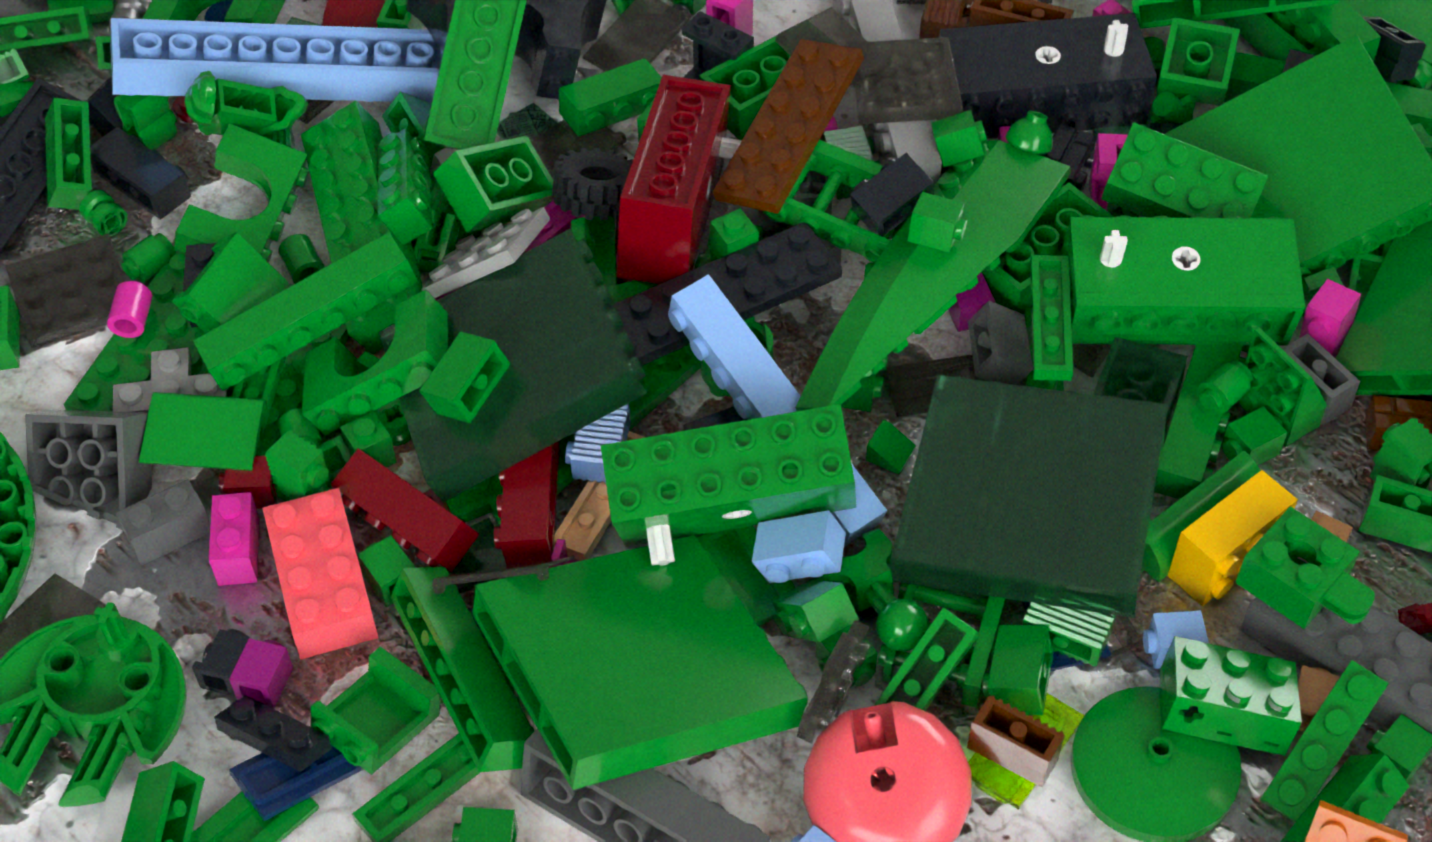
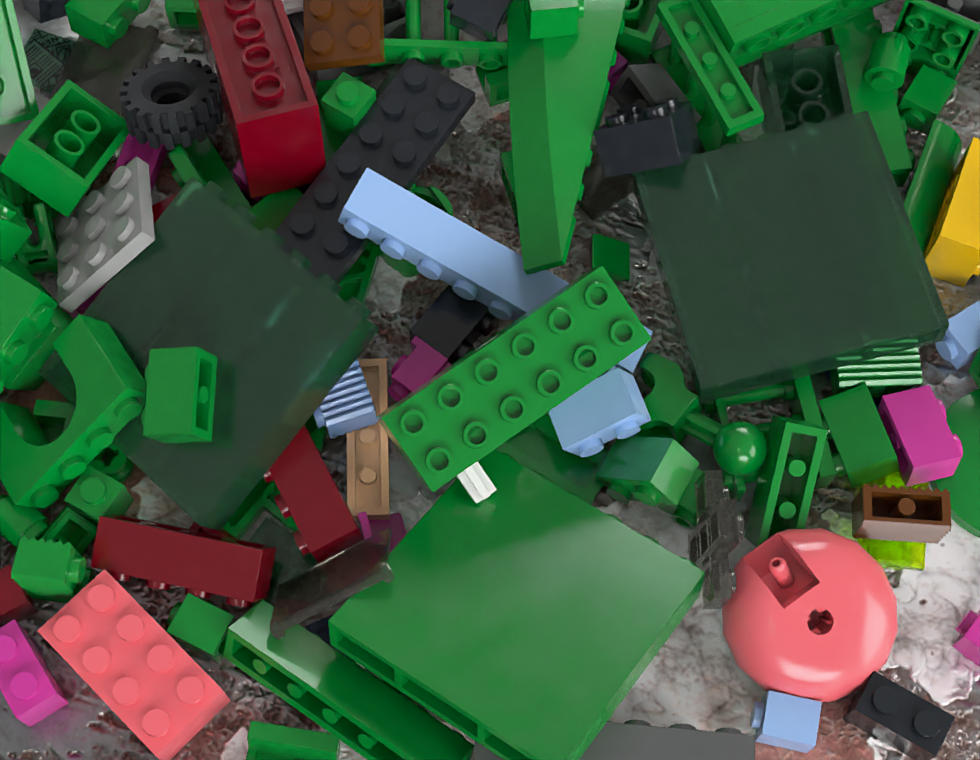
camera: 30 degrees left, 15 degrees up
(965, 352) = (647, 138): none -> black brick
(1075, 691) = (920, 435): none -> dark pink brick

